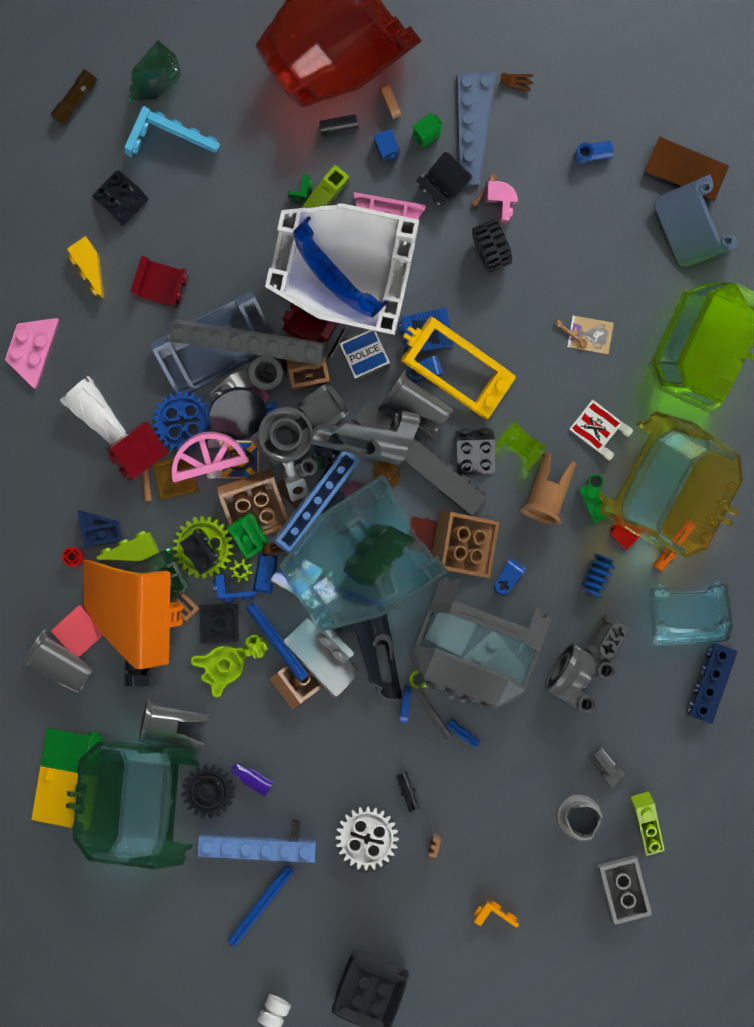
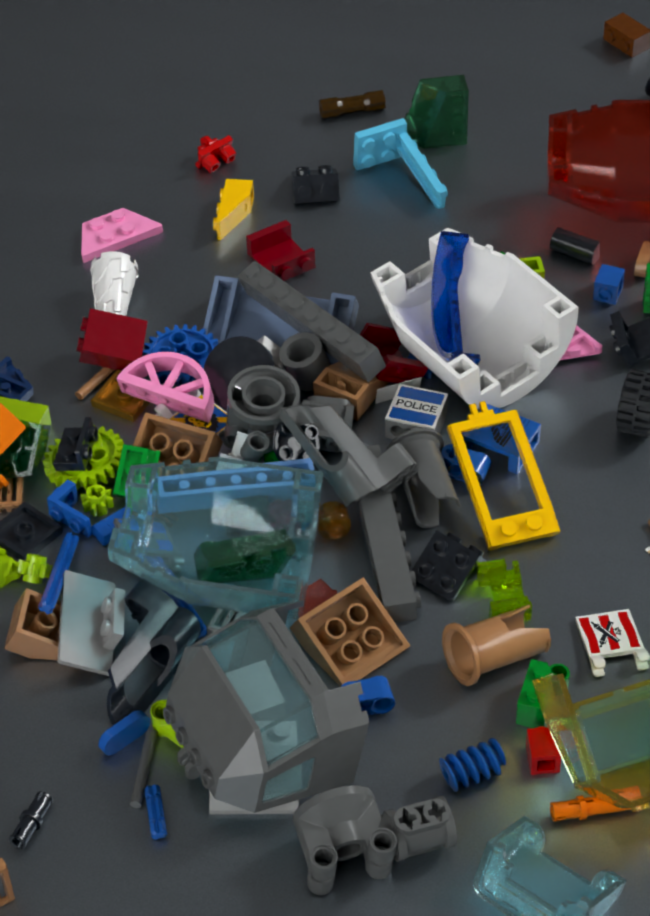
camera: 45 degrees right, 40 degrees down
(30, 215) = (212, 150): none -> red hips

